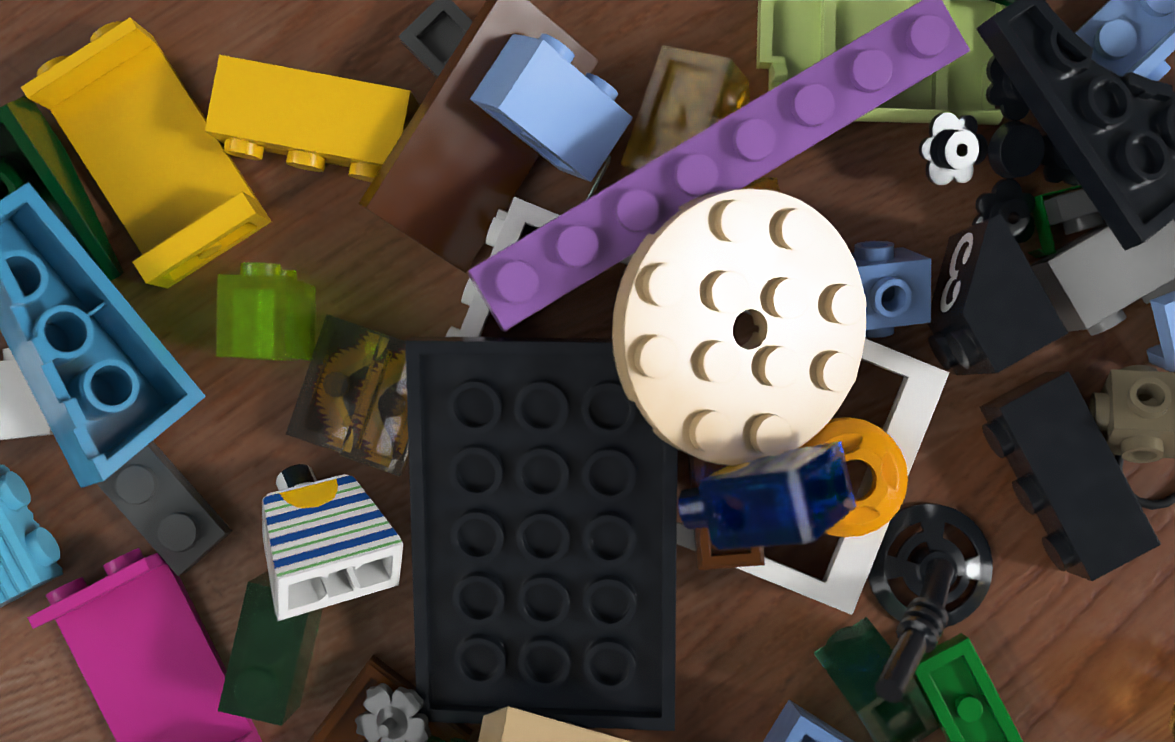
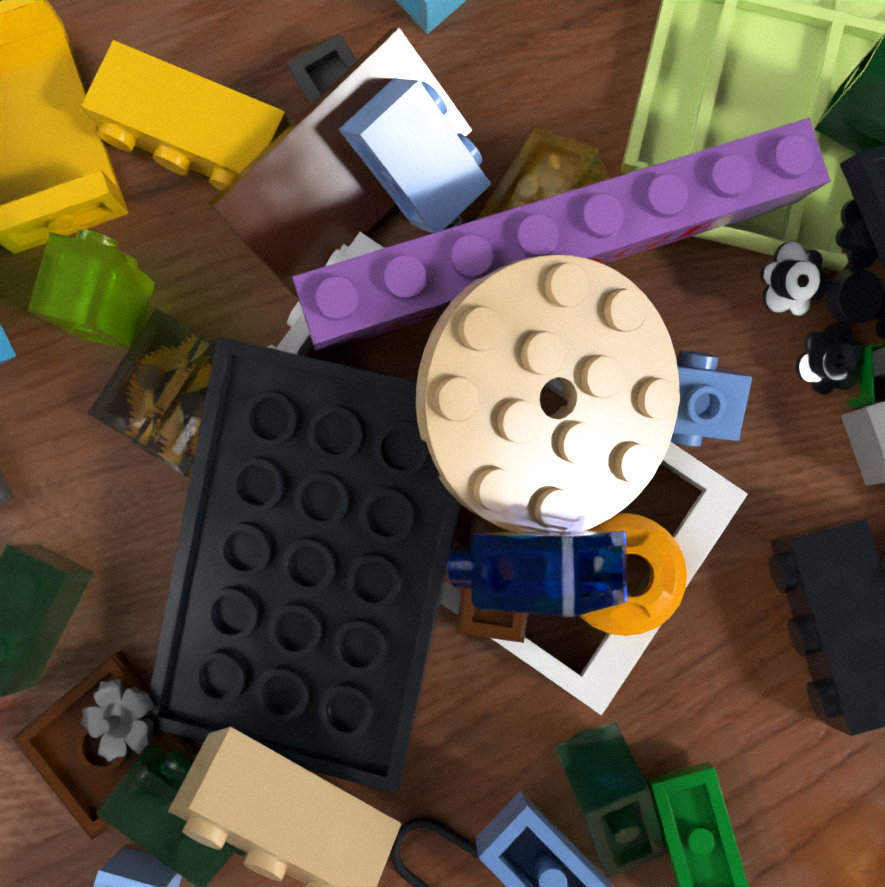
camera: 10 degrees right, 5 degrees down
(325, 542) = (93, 524): white torso -> none
(930, 577) = (686, 699): black dish -> none
(989, 303) = (801, 432): black slope -> none

